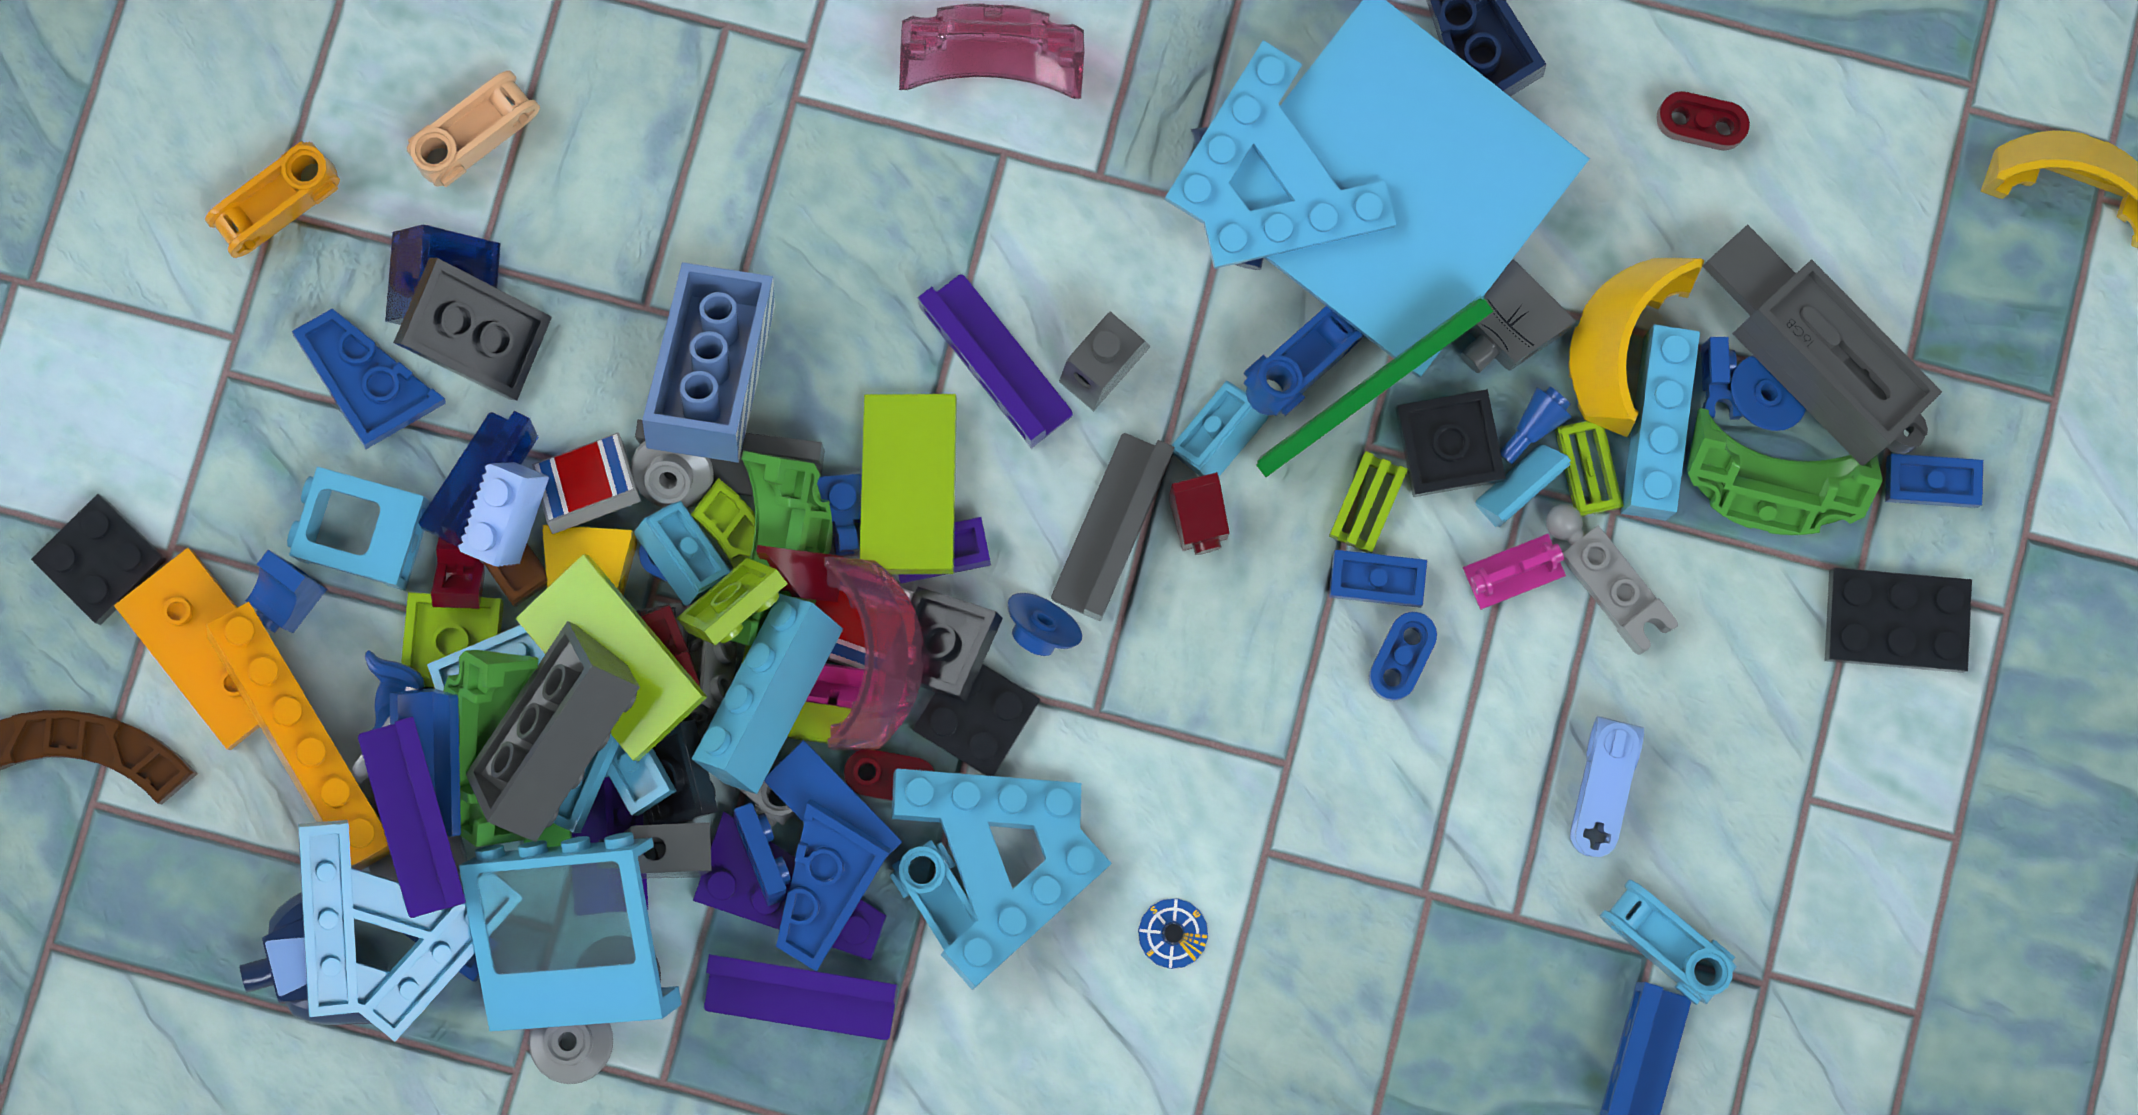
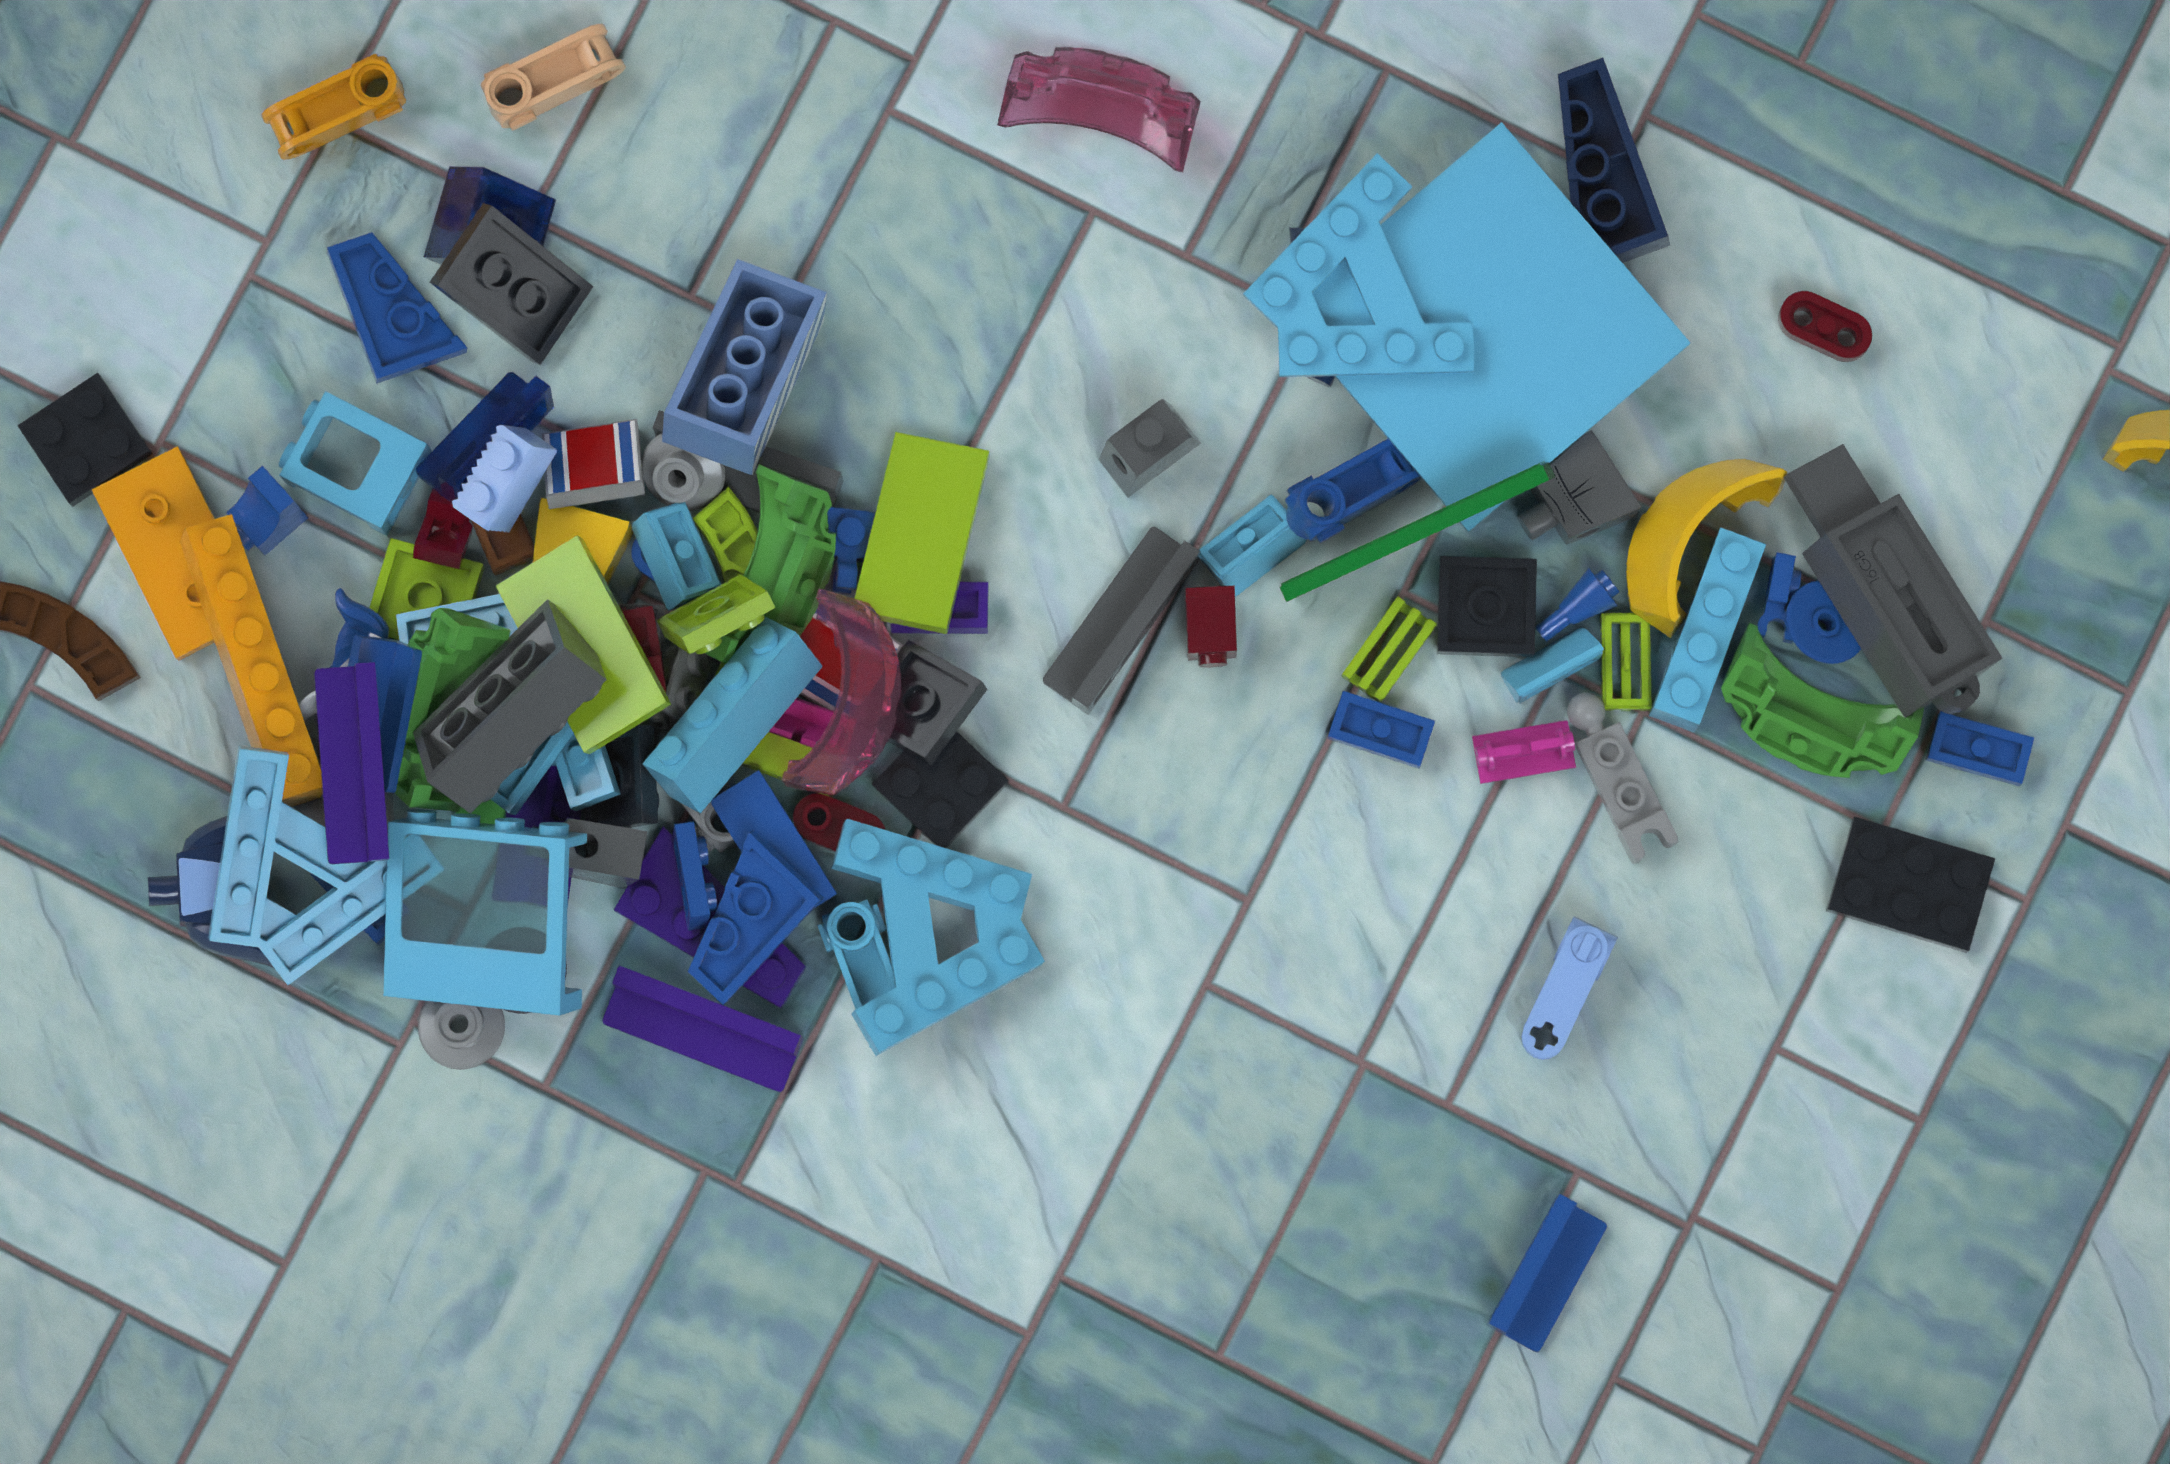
camera: 20 degrees right, 0 degrees up
(802, 571) = (793, 600): dark red slope -> none
(995, 359) = (1038, 423): dark purple panel -> none
(1042, 624) = (1026, 704): blue piece -> none
(1173, 933) = (1093, 1047): blue piece -> none
(1402, 657) = (1389, 815): blue plate -> none
(1669, 942) = (1596, 1161): medium azure piece -> none

